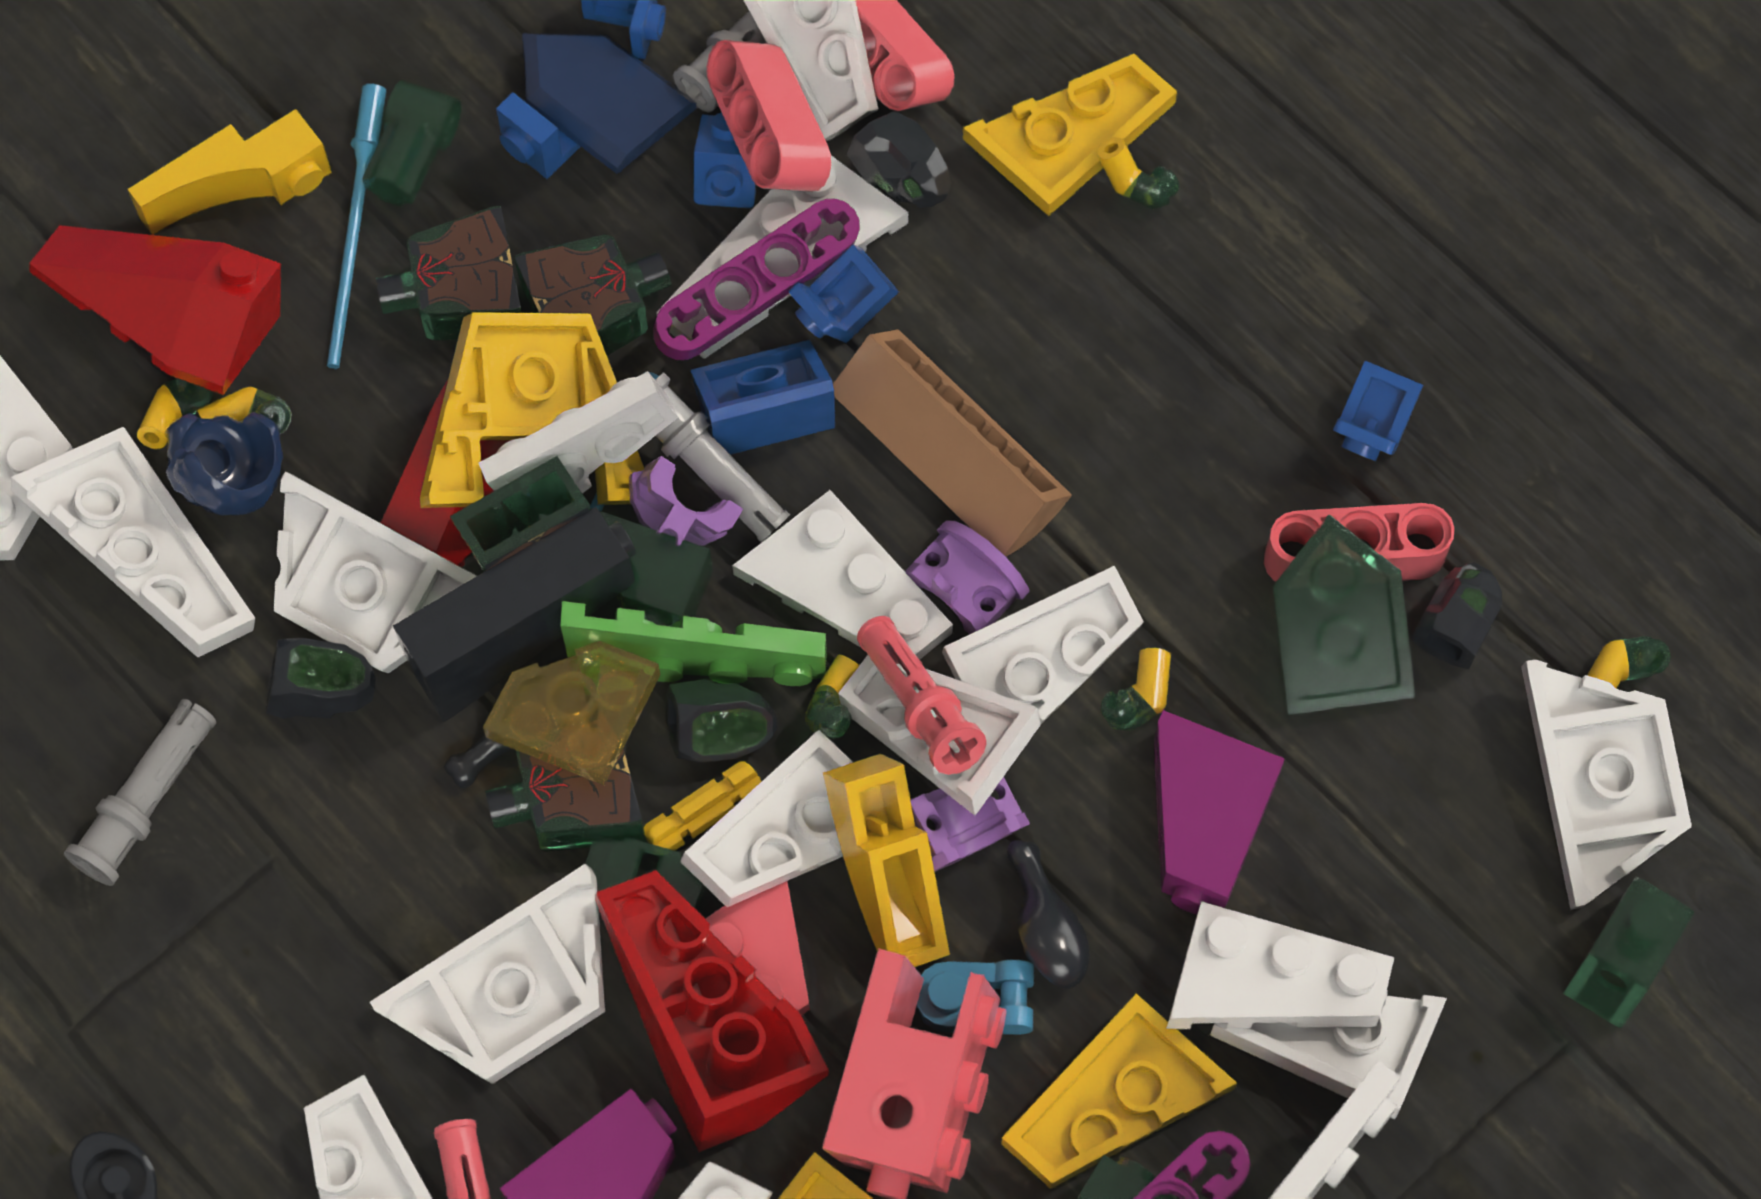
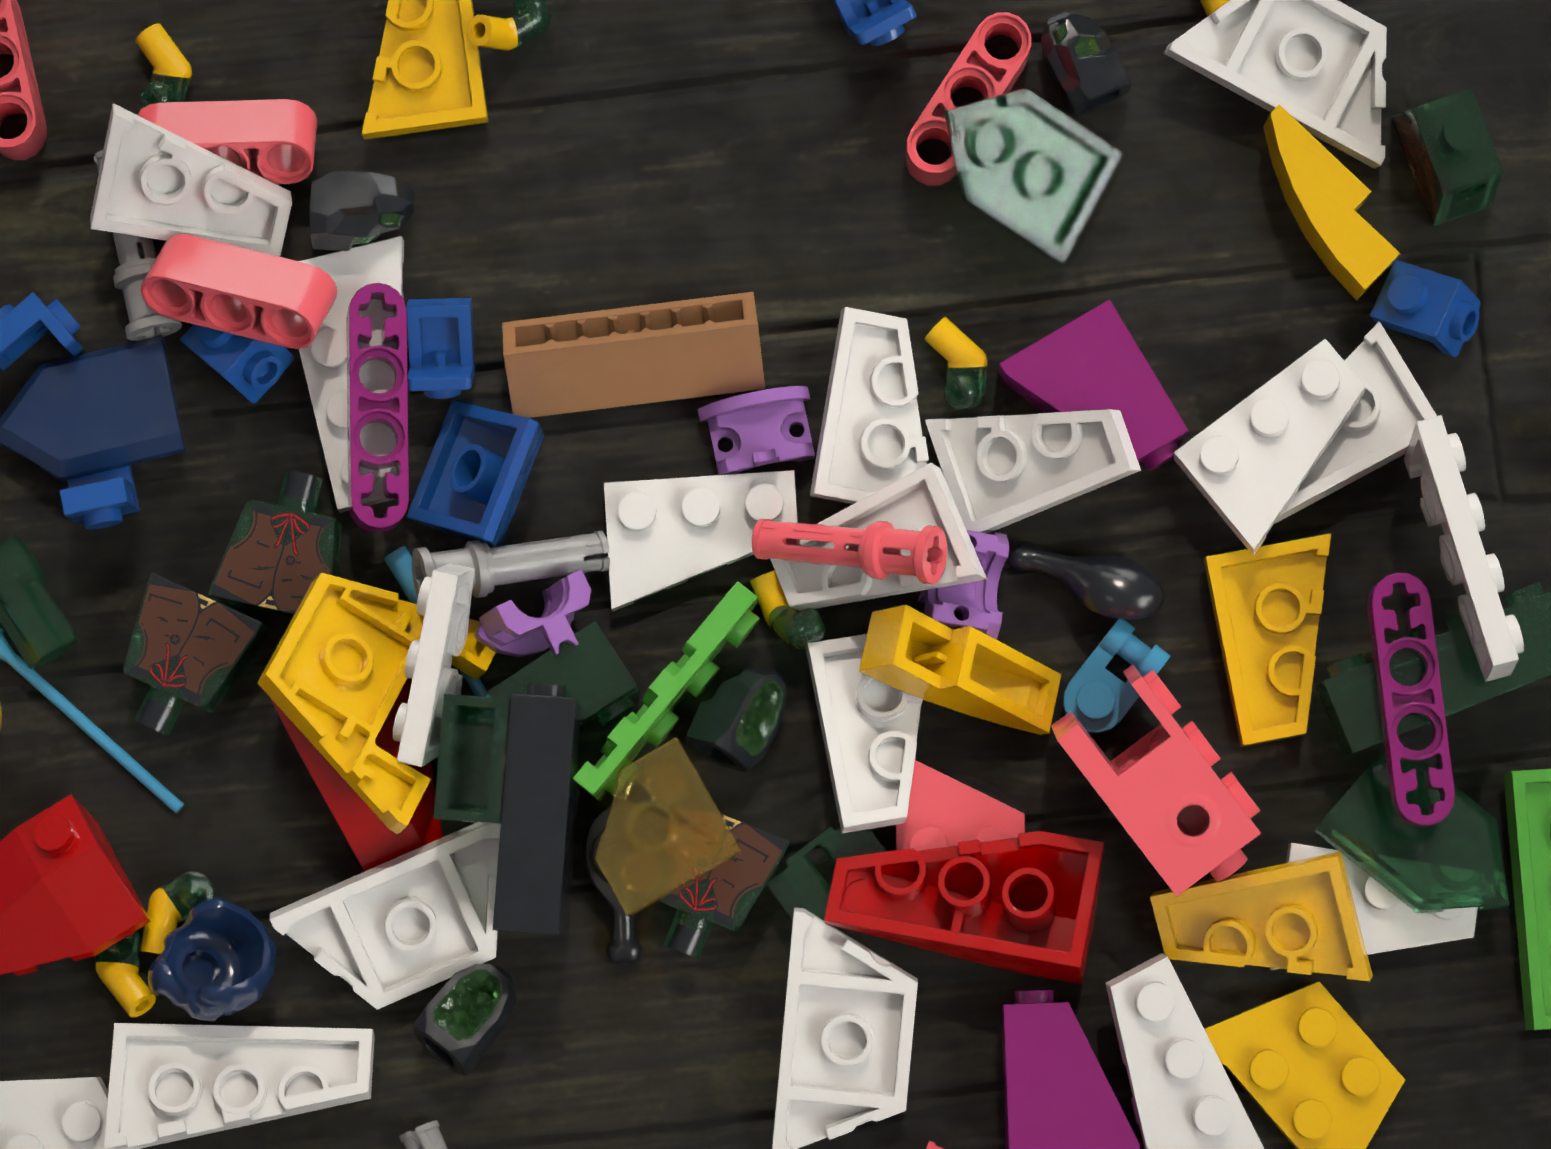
camera: 50 degrees left, 15 degrees up
(702, 807) = (801, 780): yellow axle -> none
(1100, 793) = (1028, 463): none -> white wing
(1491, 1031) = (1427, 307): none -> blue bracket
(1507, 889) = (1325, 204): none -> yellow slope

